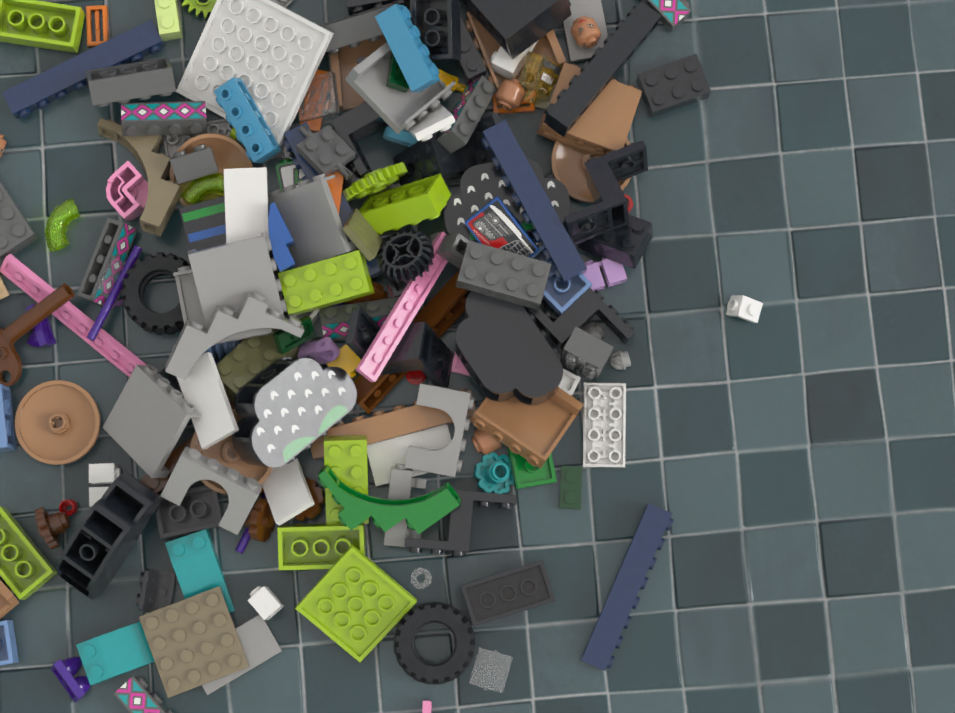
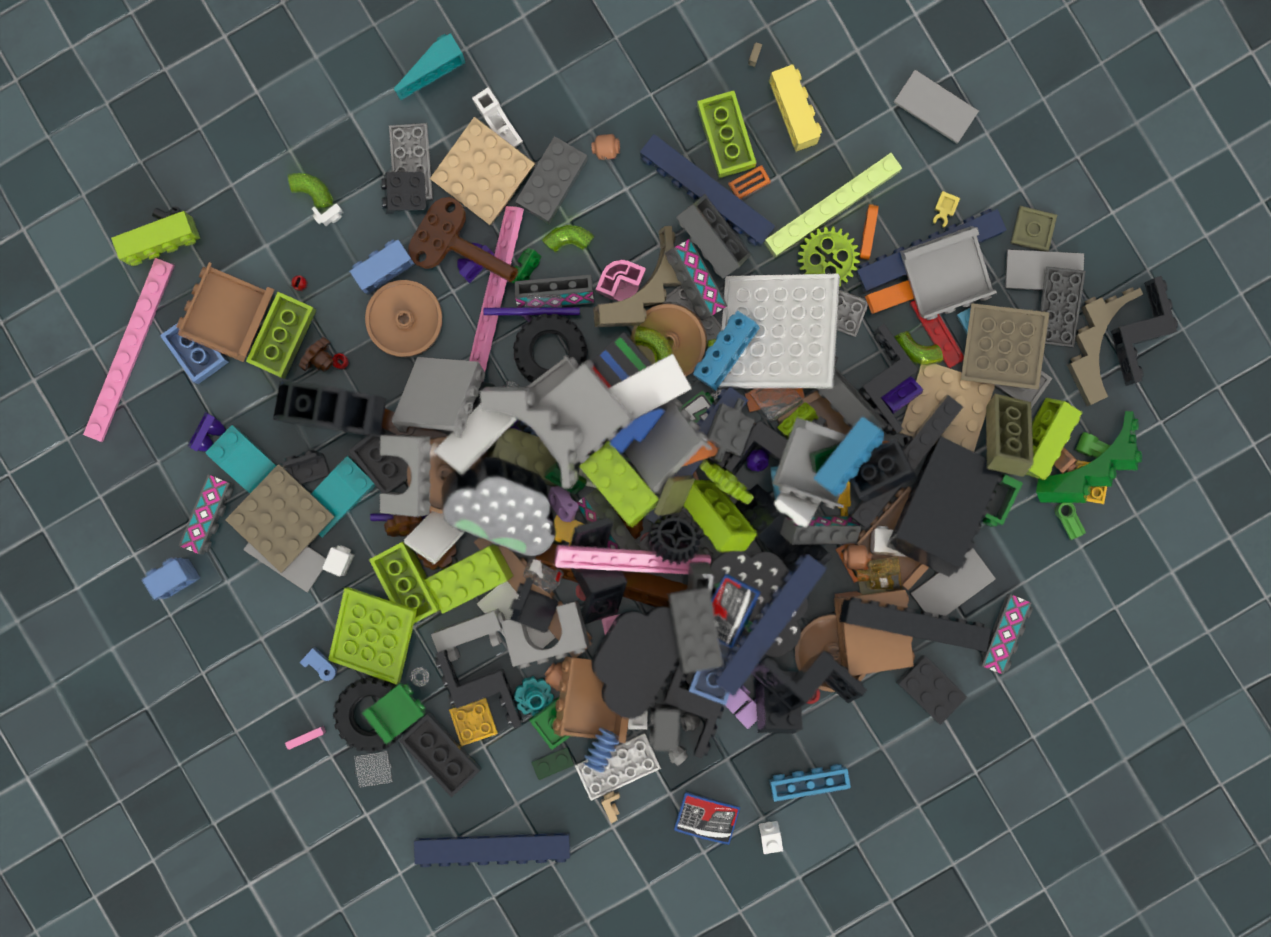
camera: 65 degrees right, 5 degrees up
(64, 273) = (529, 260): none -> green hinge
(101, 474) = (380, 377): white piece -> none
(194, 164) = (668, 324): dark grey hinge -> none
(350, 96) = (804, 412): none -> lime bracket
(368, 668) = (320, 663): none -> medium blue leg
(370, 145) = (757, 460): none -> dark purple plate
(379, 406) = (542, 575): none -> clear leg
(406, 429) = (533, 608): none -> black bracket
(419, 511) = (468, 652): green arch -> none
(443, 614) = (394, 712): none -> green panel
(491, 546) = (473, 722): none -> yellow tile
(579, 429) = (601, 751): none -> medium blue piece
(585, 32) = (940, 595): nougat head -> none
(642, 451) = (611, 809): none -> tan bracket
(695, 361) = (706, 818): none -> slope
(709, 244) = (810, 783): none -> dark azure brick

